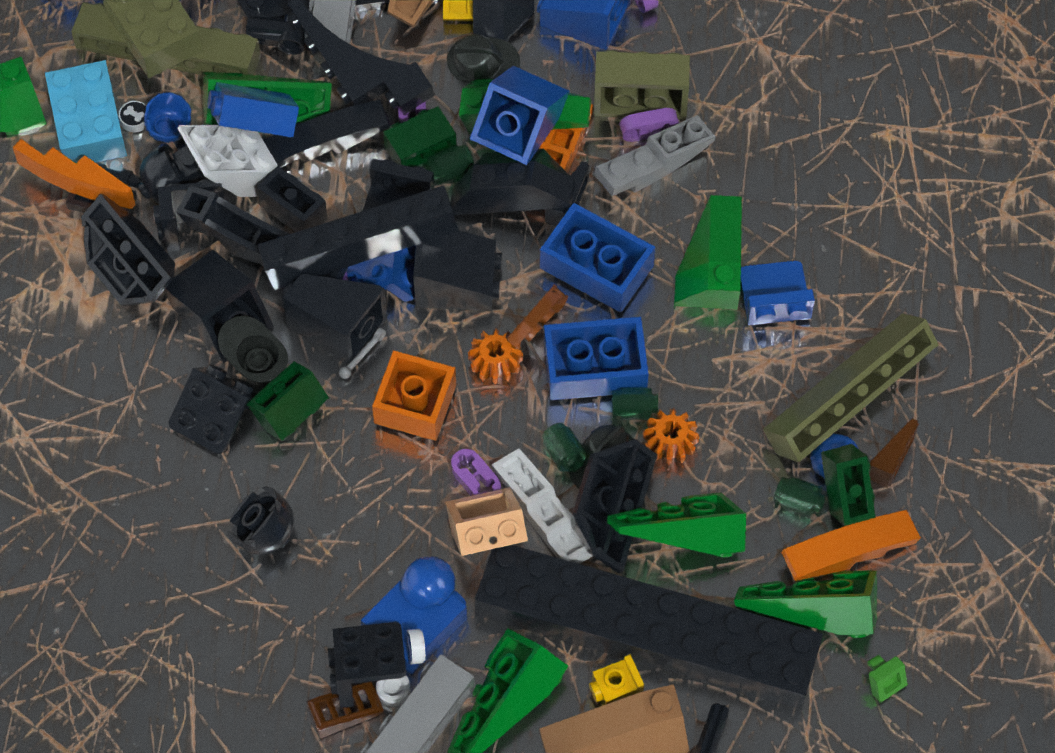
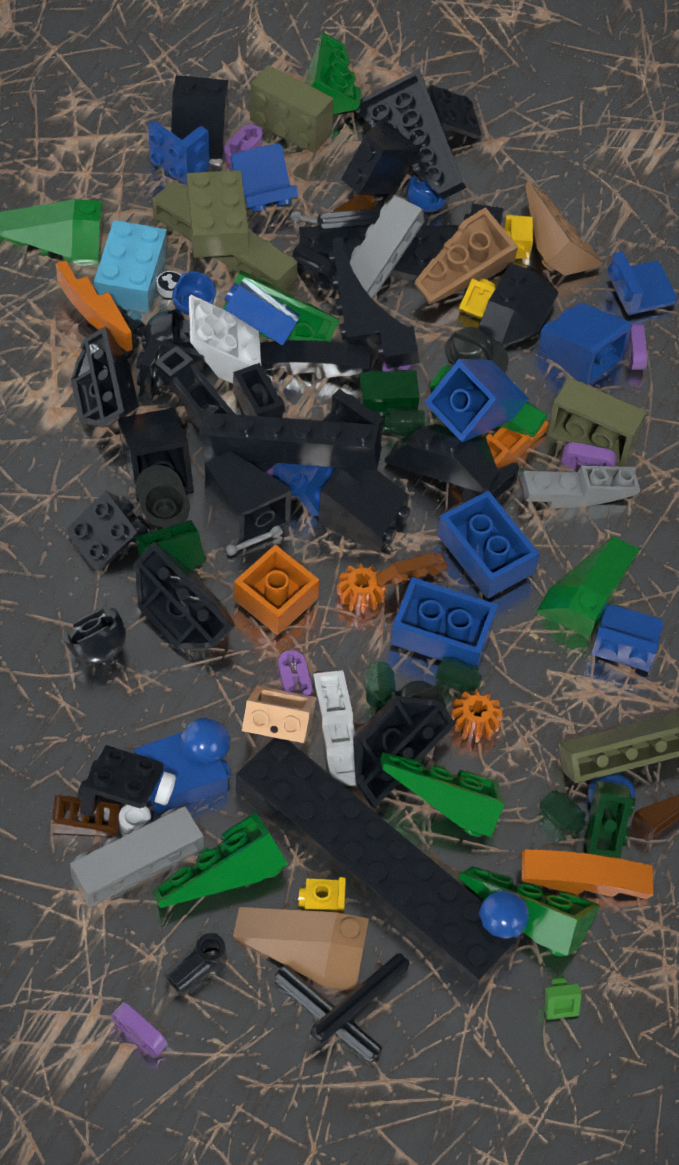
camera: 20 degrees right, 5 degrees down
(326, 451) = (179, 601): none -> black wedge
(800, 622) = (504, 914): none -> blue hair

